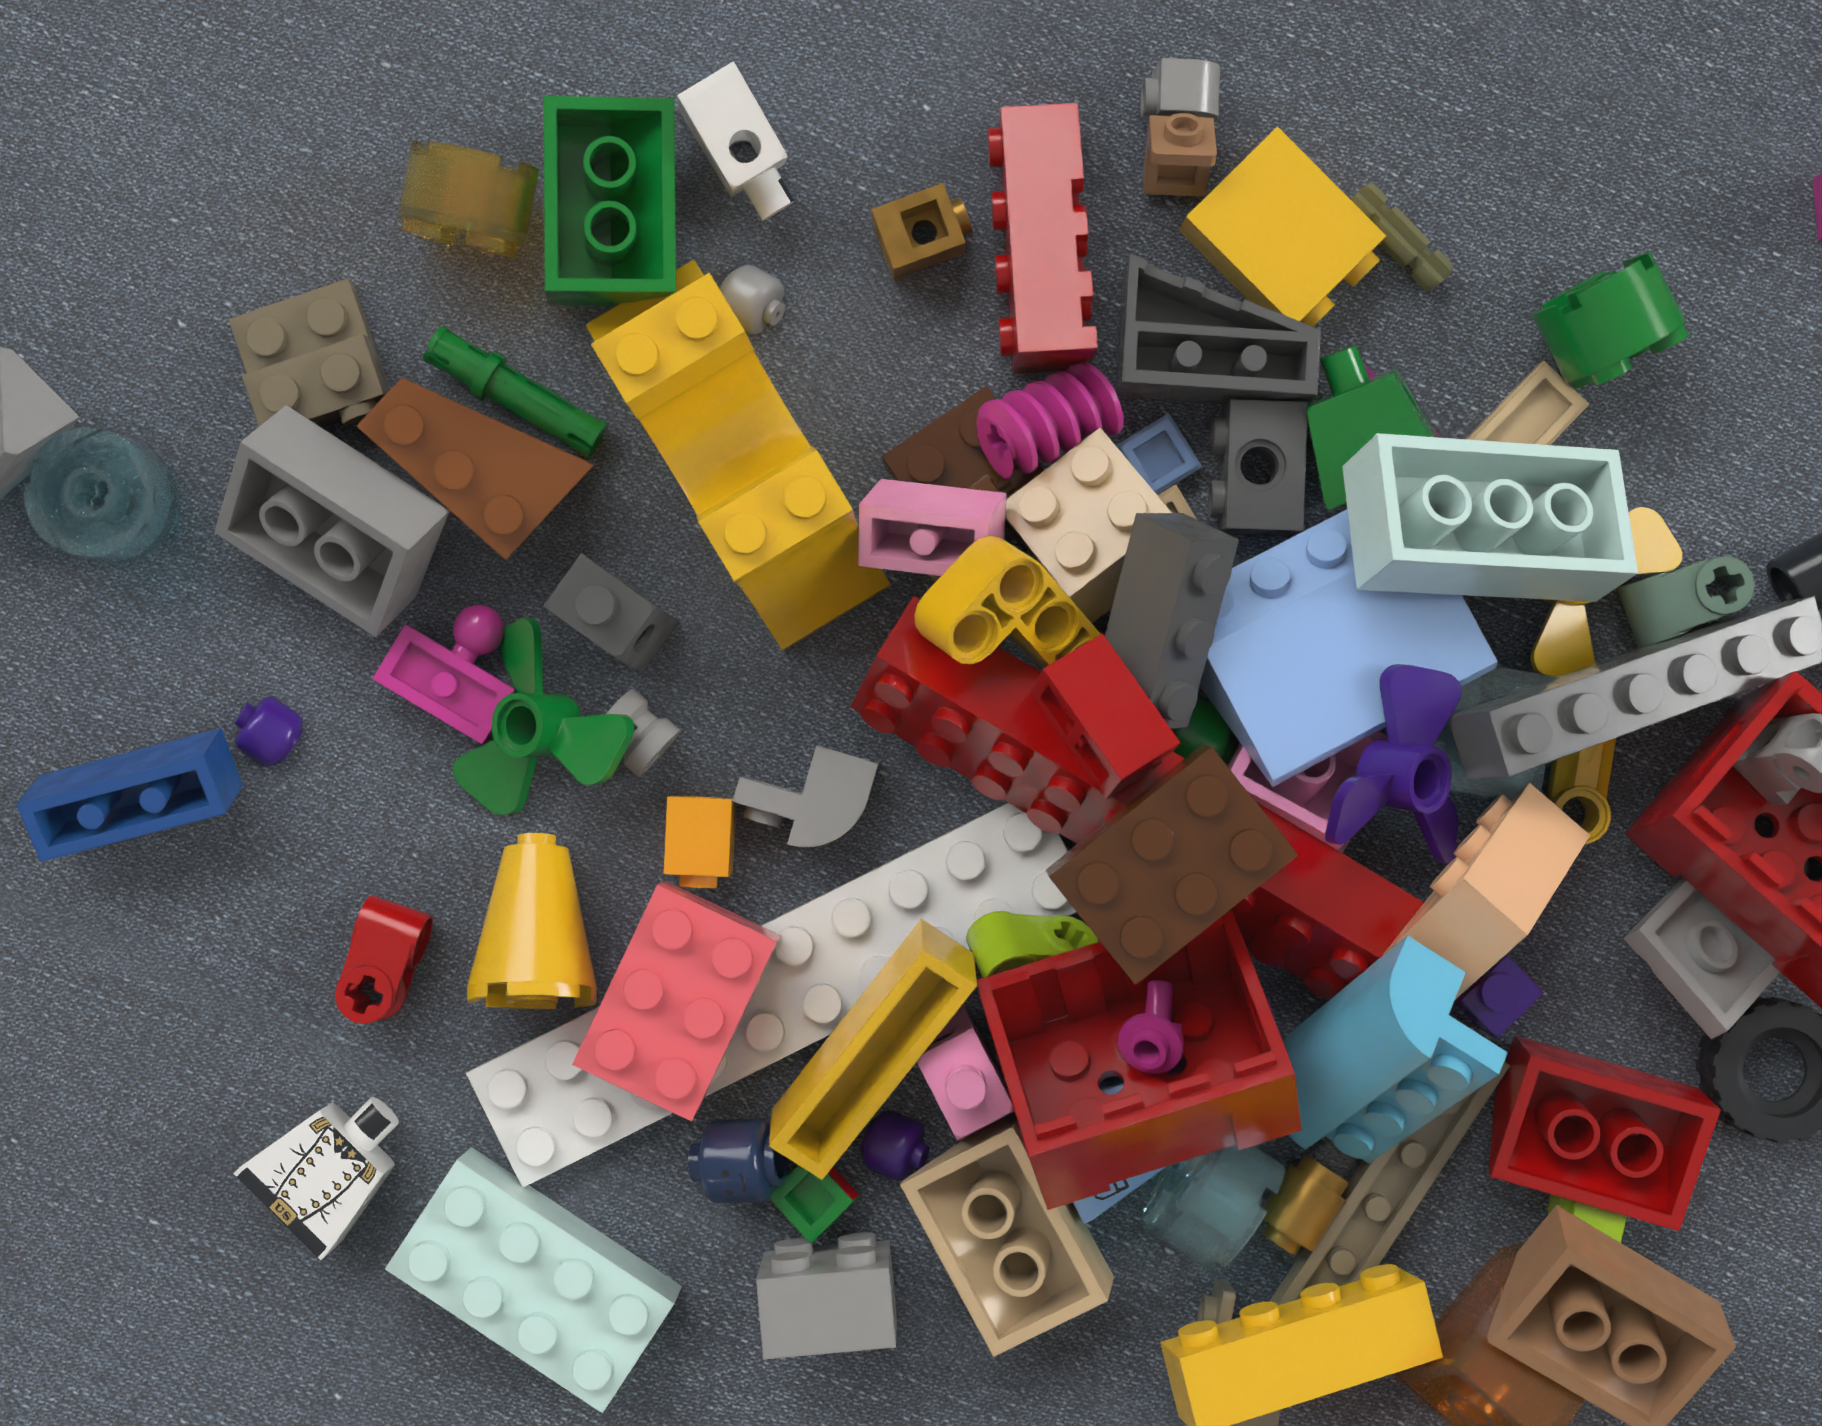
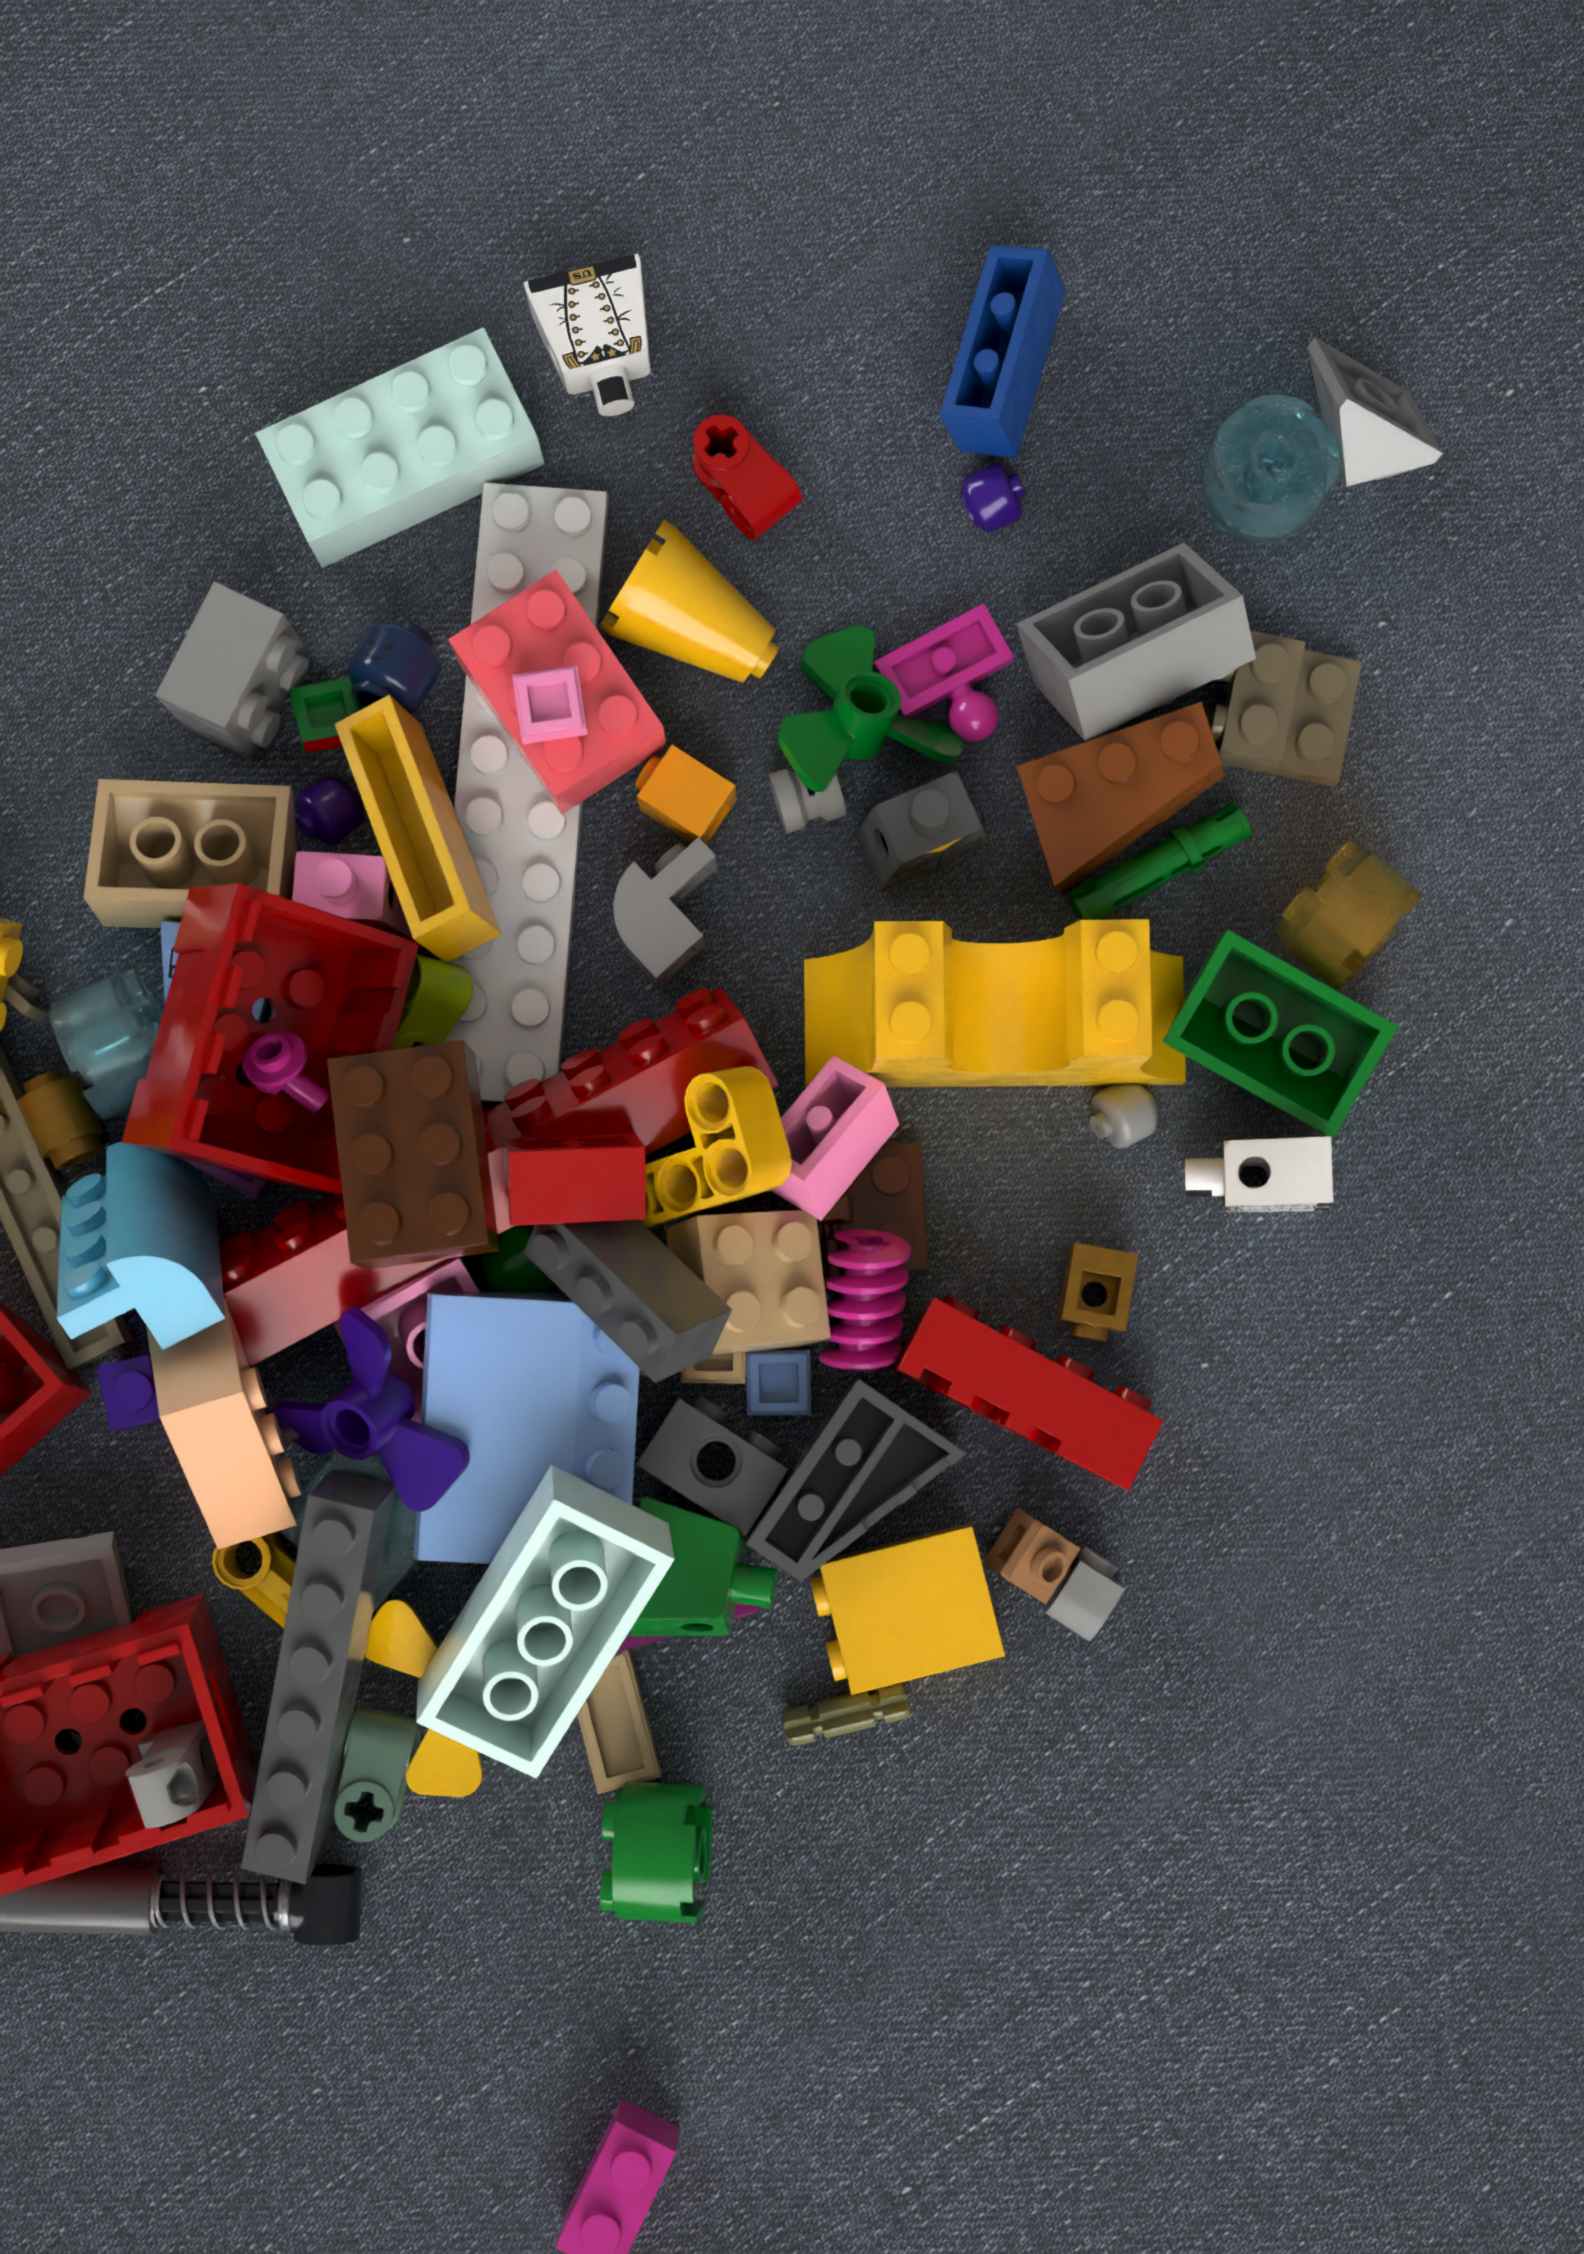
camera: 120 degrees right, 5 degrees down
(699, 992) = (550, 704): none -> bright pink tile

